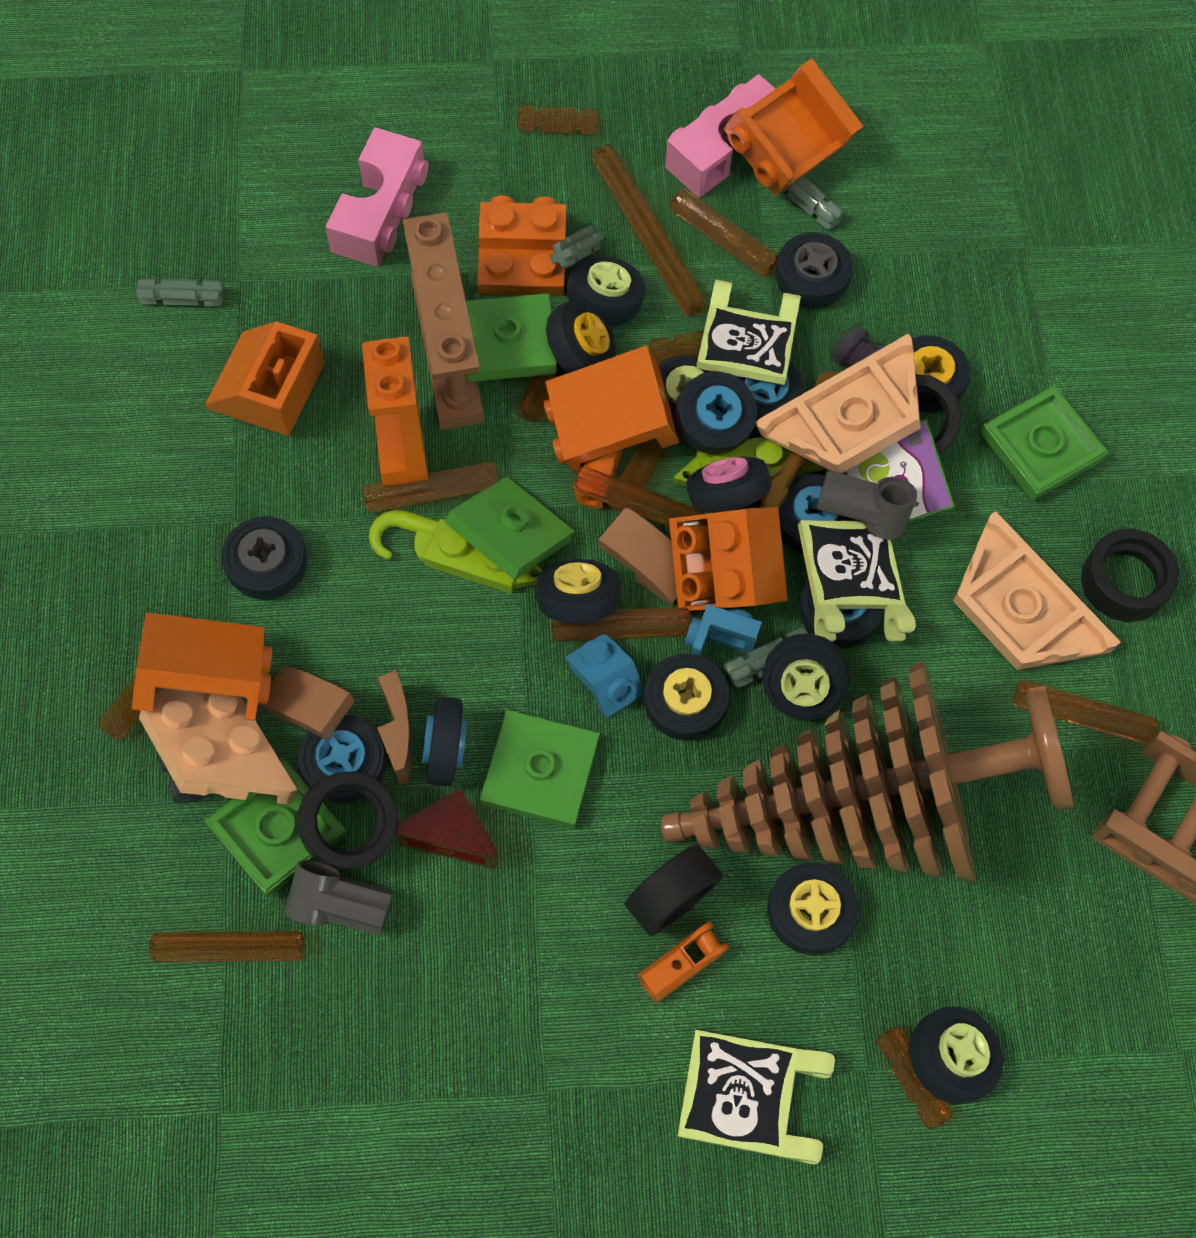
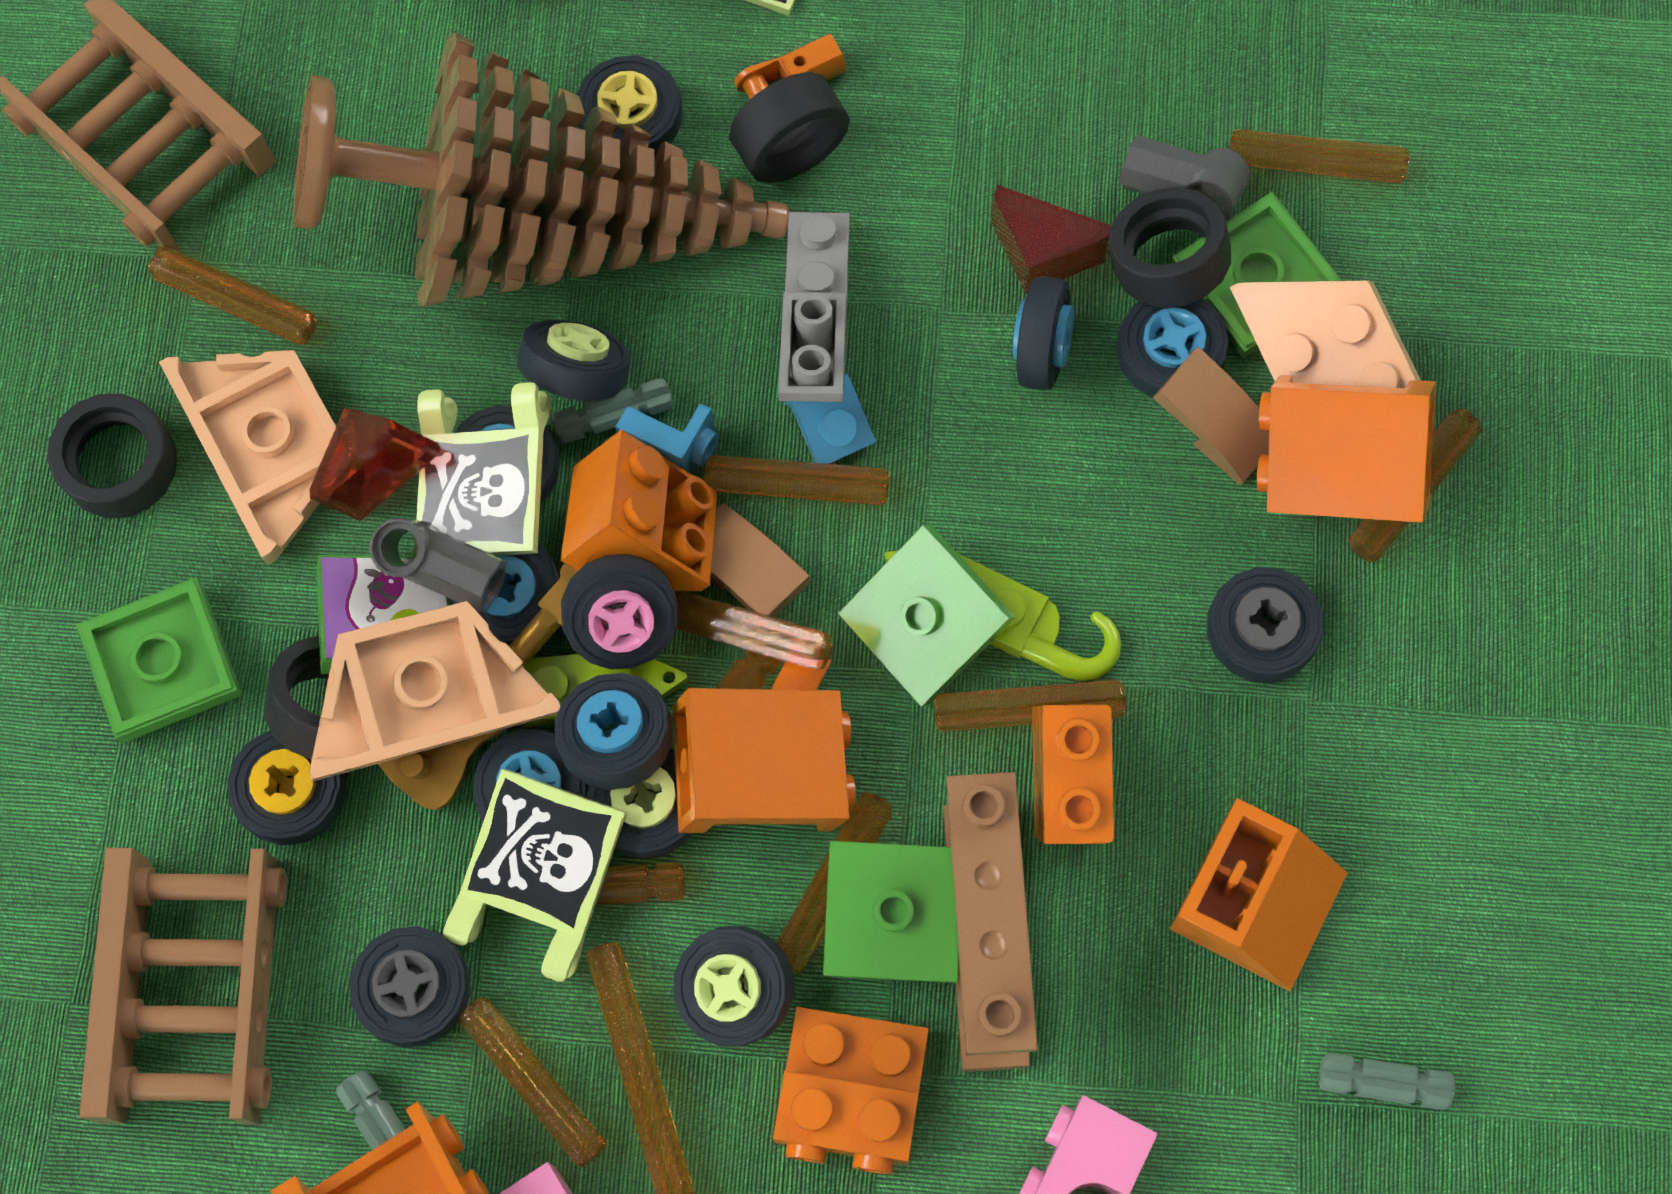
camera: 165 degrees left, 5 degrees up
(398, 734) = (1101, 363): medium nougat slope -> none
(540, 769) = (926, 312): bright green plate -> none
(576, 247) = (767, 1058): sand green axle -> none
(578, 591) = (844, 535): black wheel -> none
(579, 335) = (787, 882): black wheel -> none
(626, 731) = (815, 308): none -> light grey slope
(682, 714) = (738, 389): black wheel -> none
(854, 347) = (377, 825): wheel -> none
(938, 588) = (368, 463): none -> clear red slope
(991, 229) = (126, 951): none -> medium nougat fence

